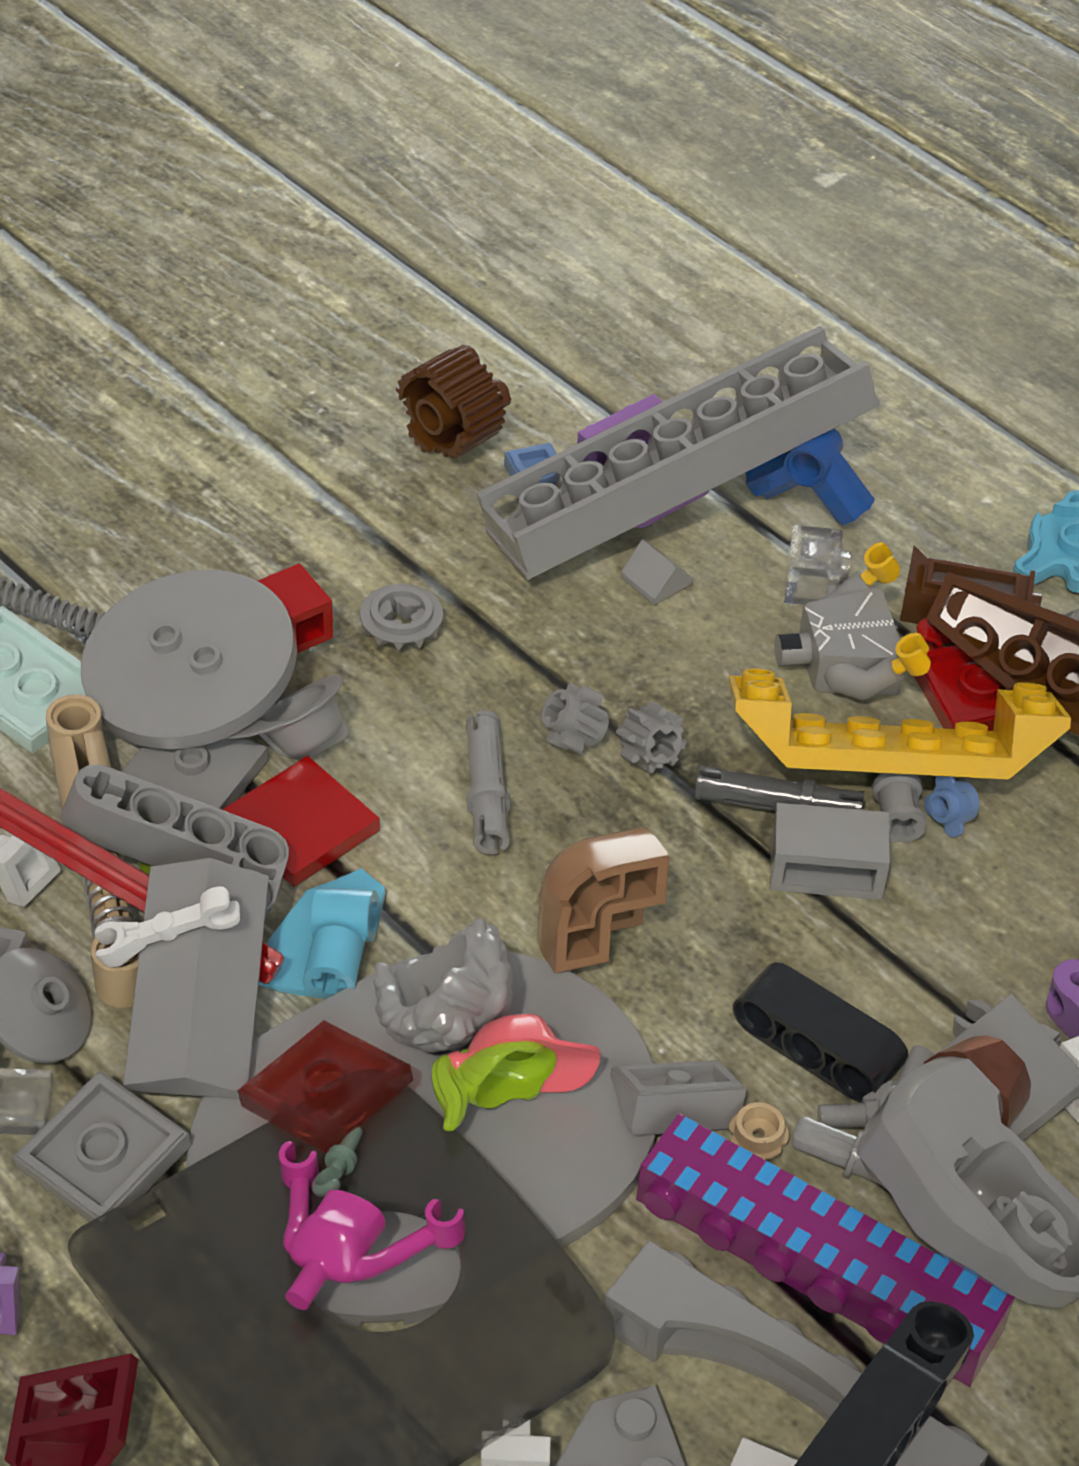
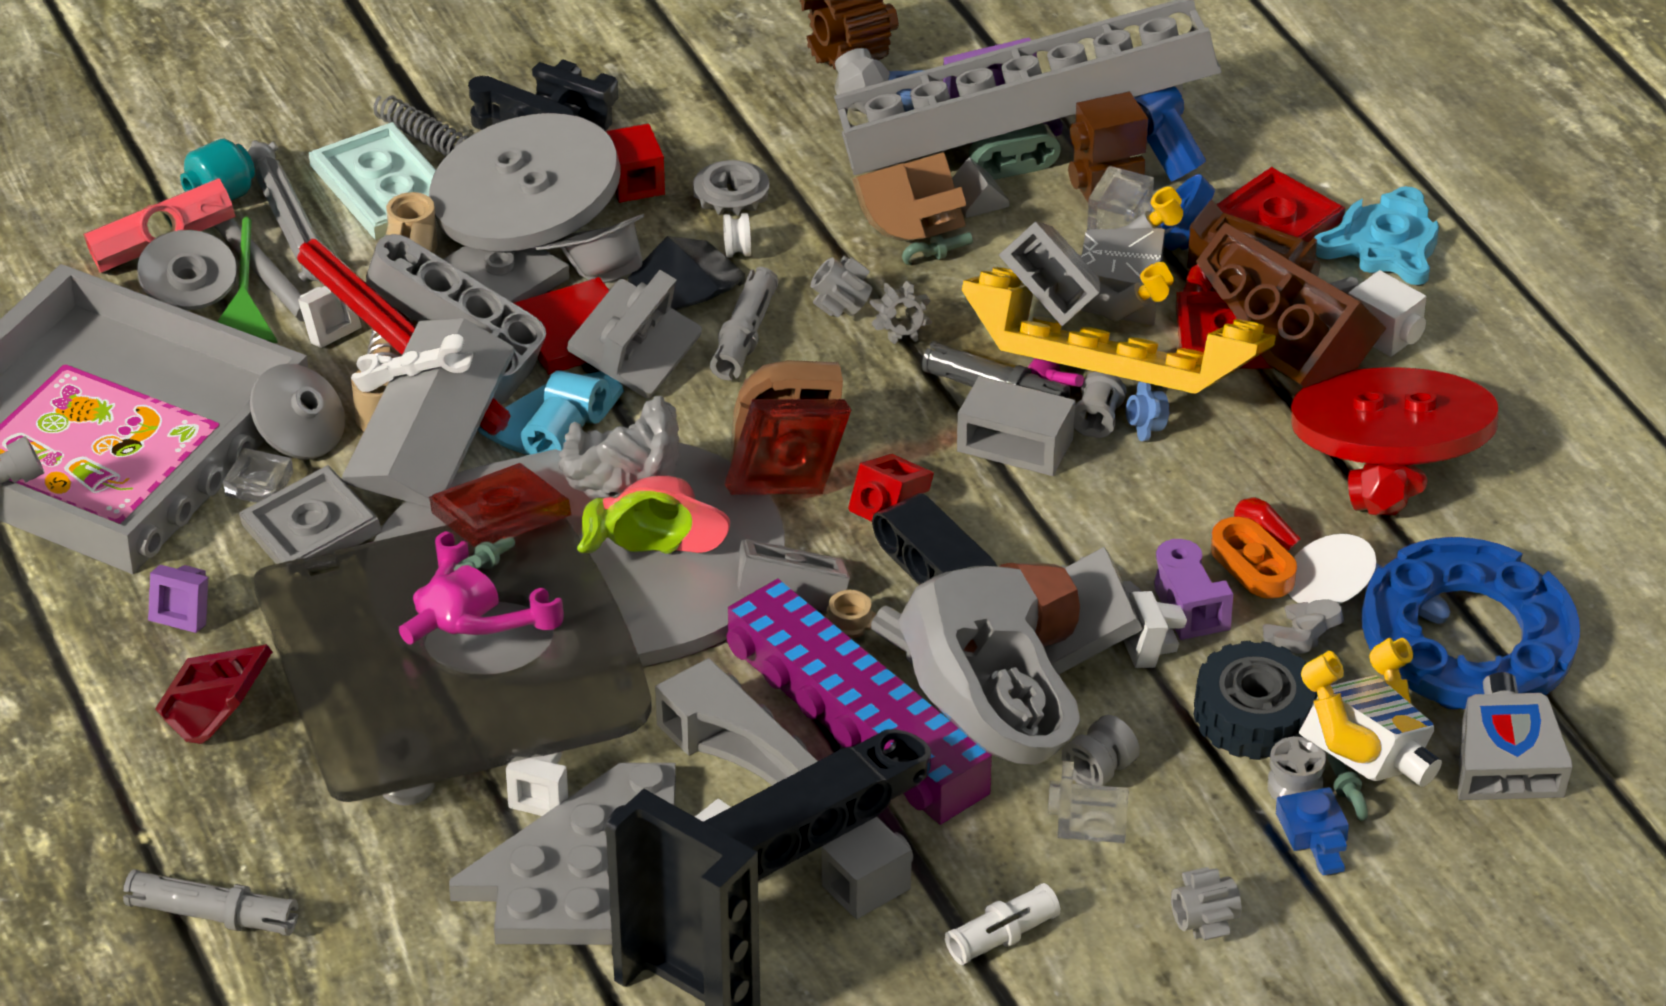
camera: 20 degrees right, 5 degrees down
(128, 565) = (511, 100): none -> black plate
(191, 540) = (582, 95): none -> black hips
(382, 824) = (636, 334): none -> light grey bracket
(396, 735) = (695, 264): none -> black slope
(435, 675) = (737, 235): none -> white bush
(487, 464) = (858, 70): none -> light grey rock
(607, 598) = (911, 199): none -> medium nougat brick
(622, 940) = (787, 446): none -> clear red tile
(645, 647) = (937, 246): none -> sand green hand
(680, 523) = (1016, 151): none -> sand green beam
(728, 957) = (885, 483): none -> red bracket
(782, 493) = (1106, 136): none -> reddish brown piece
(811, 667) = (1052, 271): none -> light grey torso
(840, 781) = (1052, 372): none -> dark pink hand
(873, 532) = (1195, 195): none -> blue plate
(962, 535) = (1283, 206): none -> red tile

